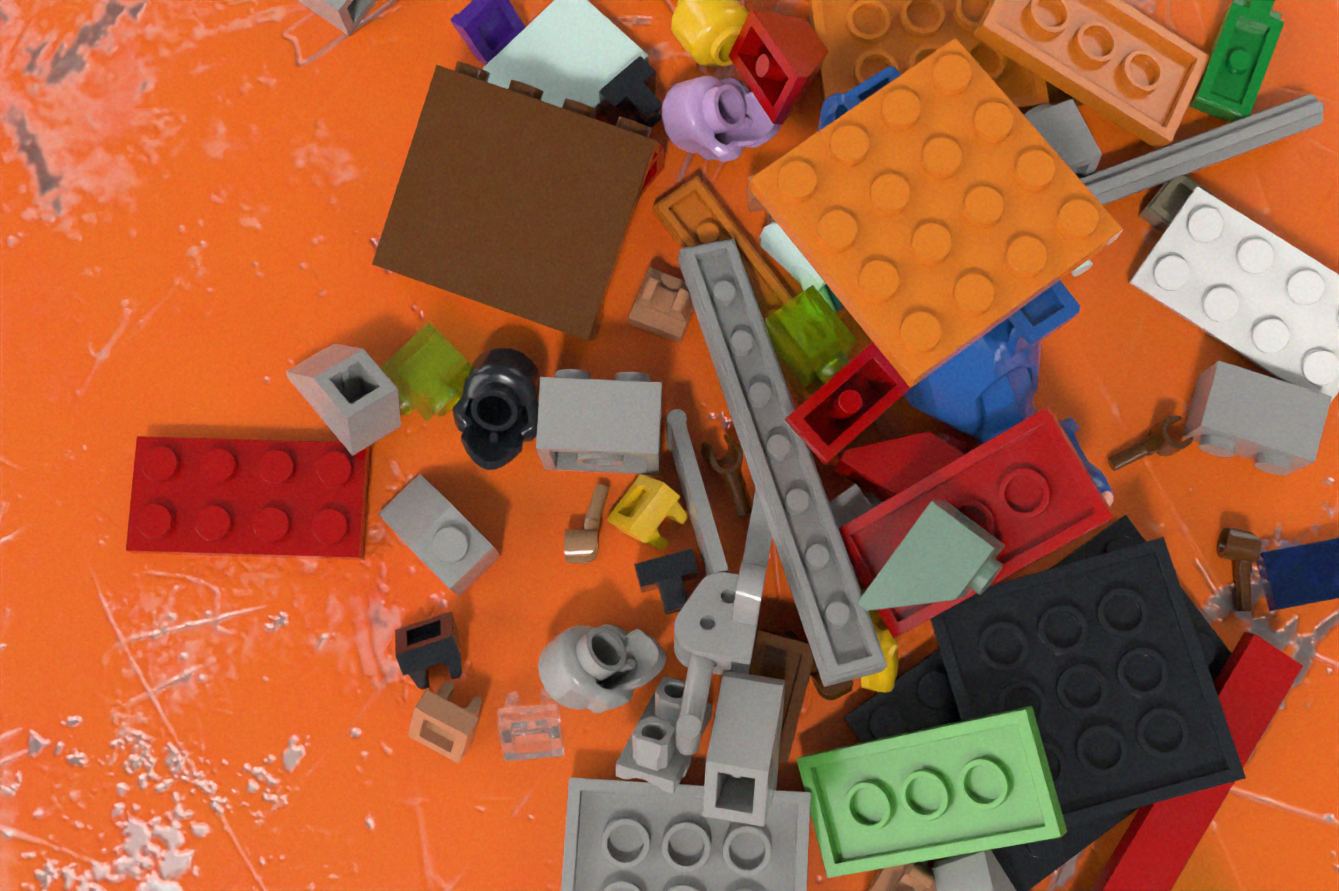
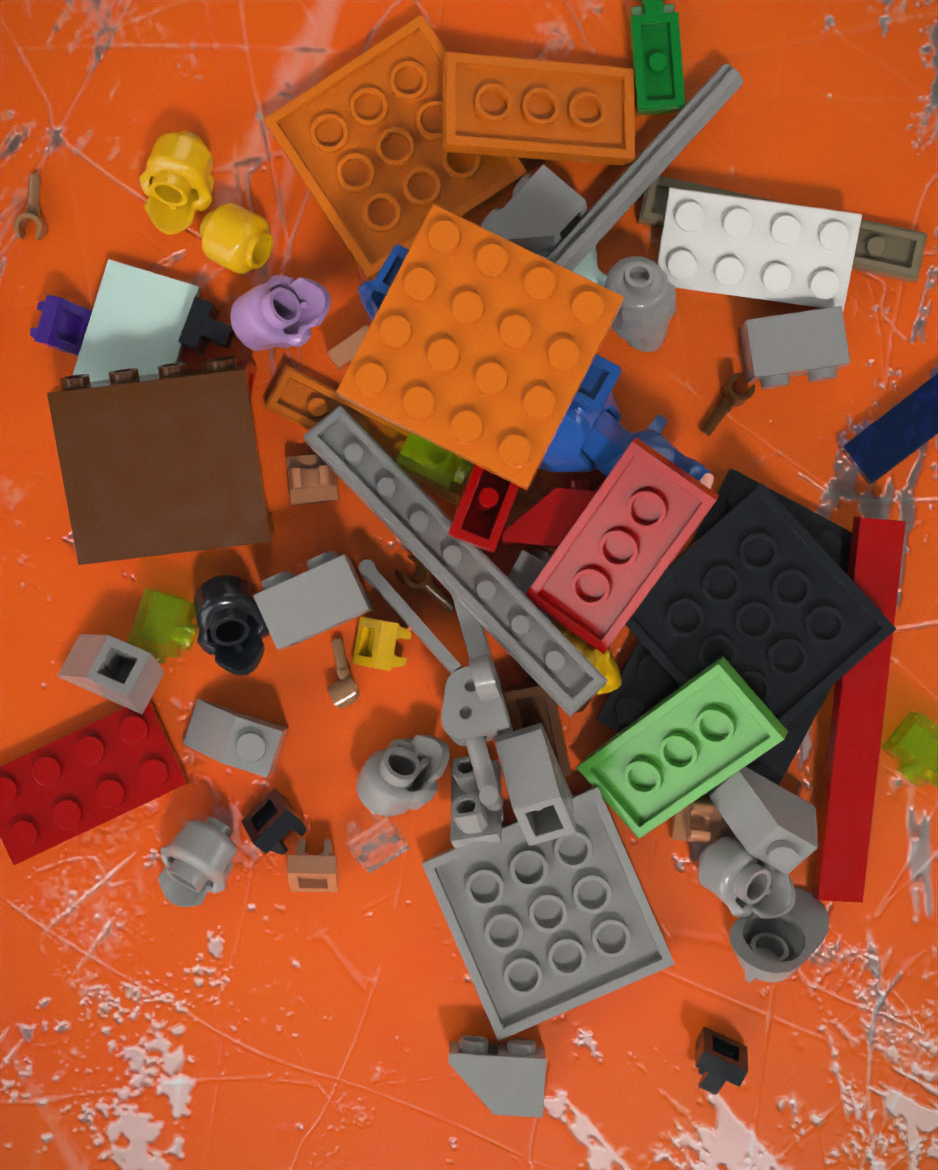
camera: 20 degrees left, 10 degrees up
(323, 647) = (197, 862): none -> light grey head
(667, 576) = (419, 684): black tile -> none
(778, 60) = (303, 247): red slope -> none
(936, 561) = (607, 590): sand green slope -> none
(1112, 293) = (647, 302): none -> light grey head
(1244, 549) = (828, 449): reddish brown hand -> none

